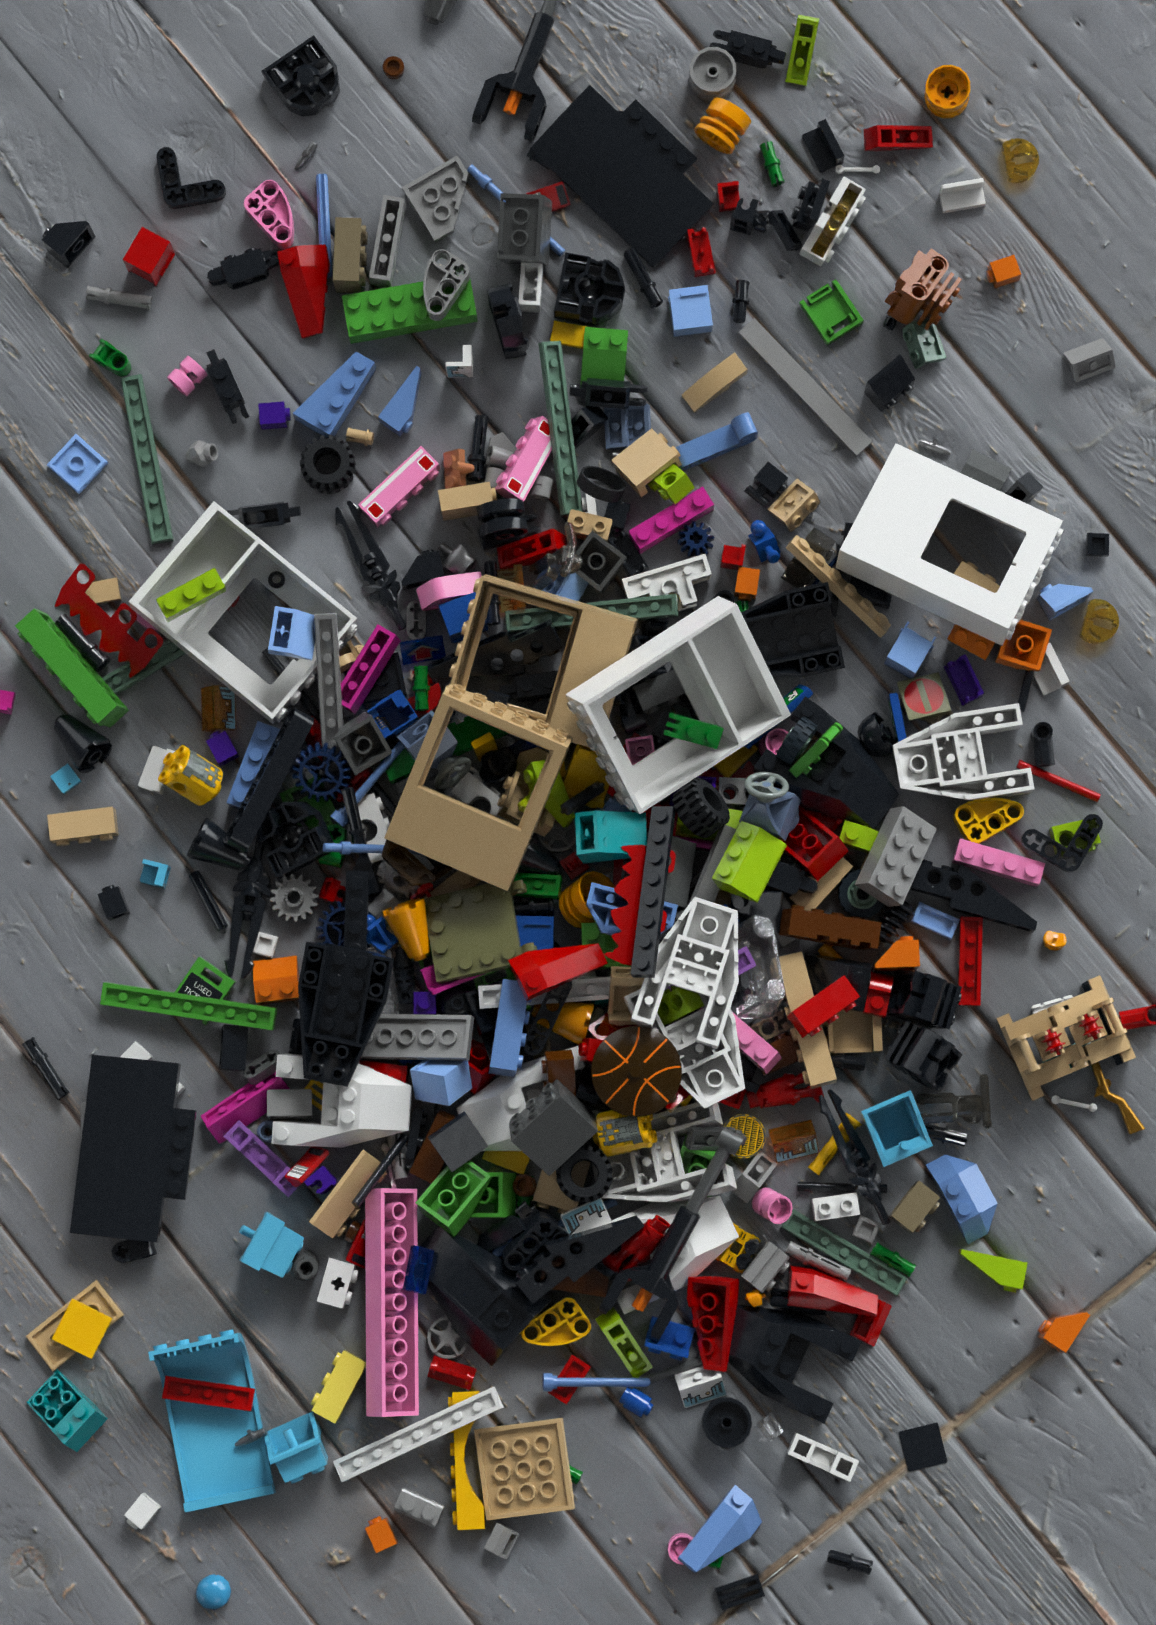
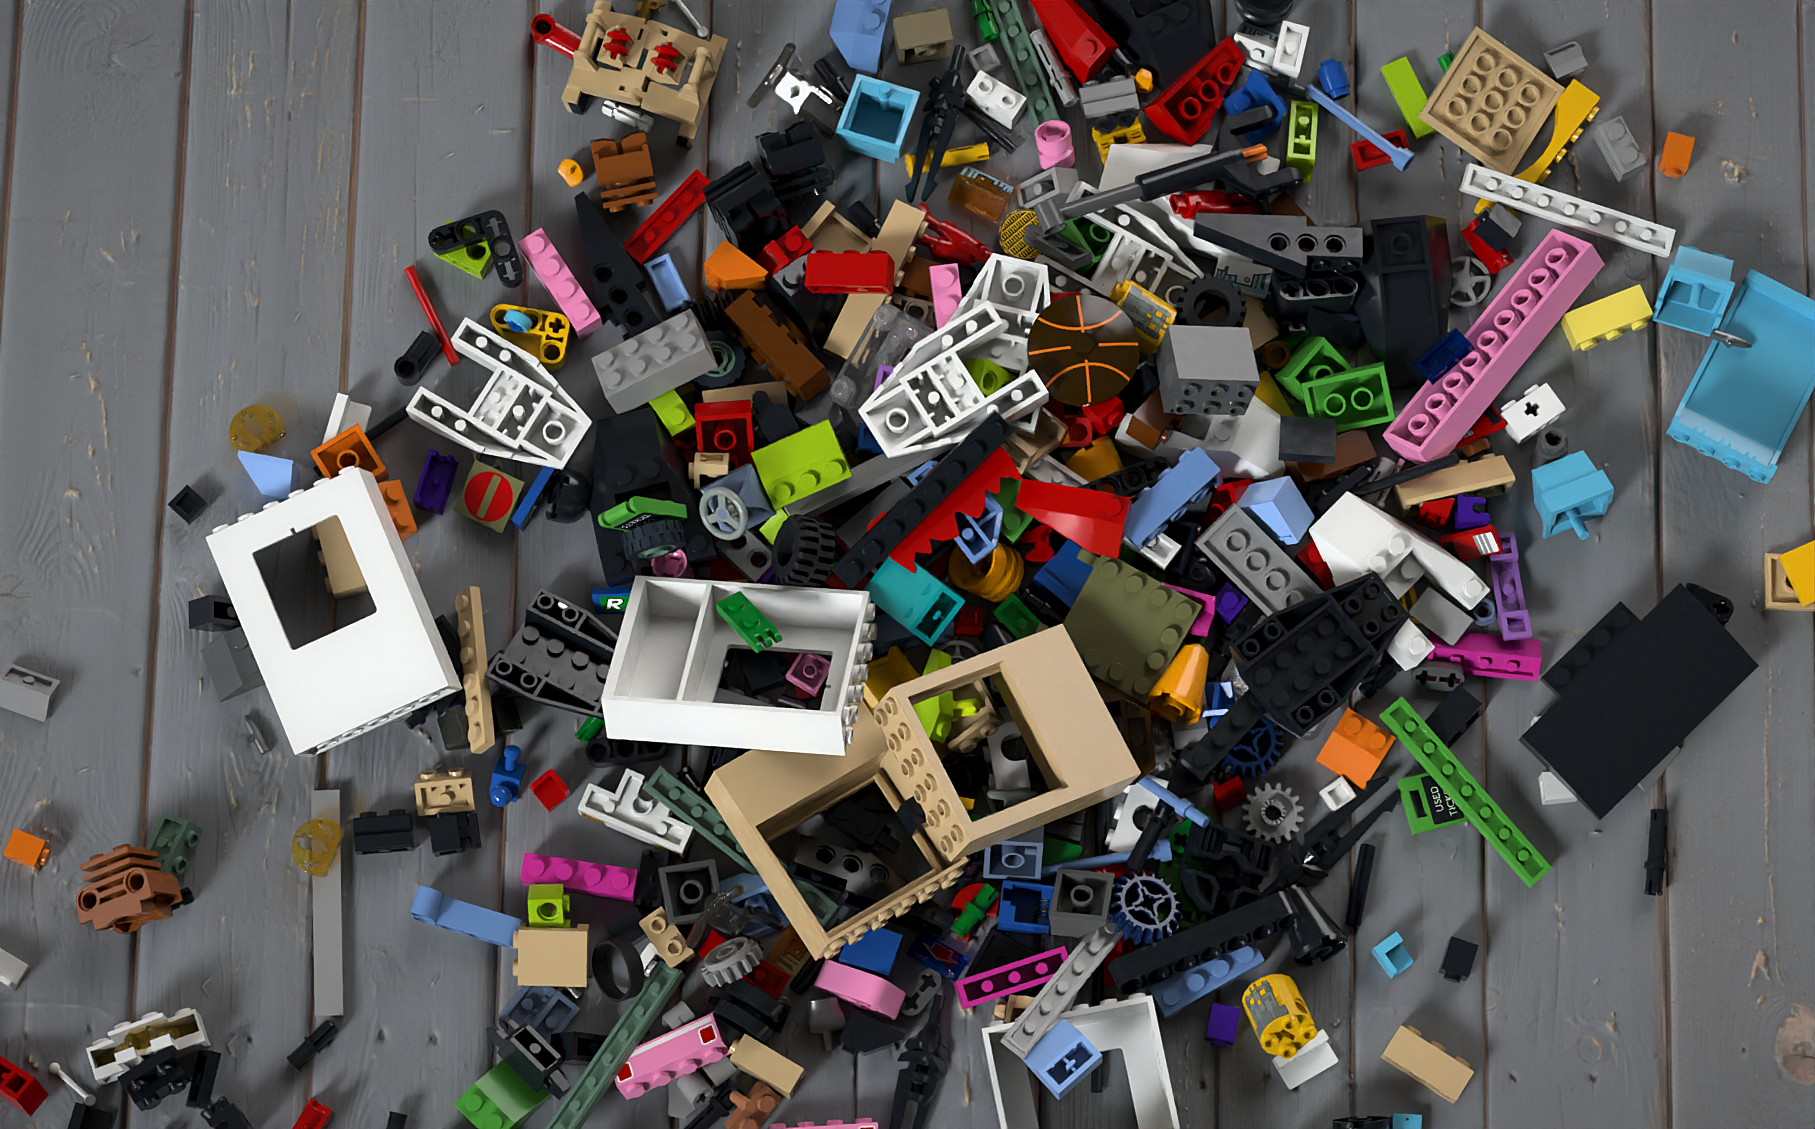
camera: 145 degrees left, 5 degrees down
(208, 1393) = (1740, 409): red plate -> none
(218, 708) = (1195, 1070): clear orange panel -> none
(342, 1165) = (1435, 513): none -> red slope
(453, 1384) = (1496, 226): none -> black brick
(535, 534) = (731, 961): none -> light grey gear
(561, 936) = (1040, 536): none -> red piece
(563, 1331) = (1349, 197): yellow beam -> none
(582, 798) = (909, 663): black axle -> none
(583, 1433) = (1408, 95): none -> lime tile
(678, 1393) = (1290, 50): none -> white panel
(690, 310) = (372, 1074): light blue piece -> none
(690, 544) = (583, 836): dark blue gear -> none
(715, 382) = (413, 981): tan slope -> none
(747, 583) = (561, 751): orange brick -> none
(806, 817) = (710, 464): none -> tan bracket
(808, 451) = (383, 833): none -> black brick
(829, 309) = (232, 962): bright green container -> none
(845, 419) = (313, 829): none -> clear yellow piece
(890, 384) = (243, 829): black slope -> none
(908, 652) = (462, 550): light blue piece -> none
(1000, 811) = (517, 321): none -> medium azure tile
(1021, 961) = (624, 171): none -> dark orange piece

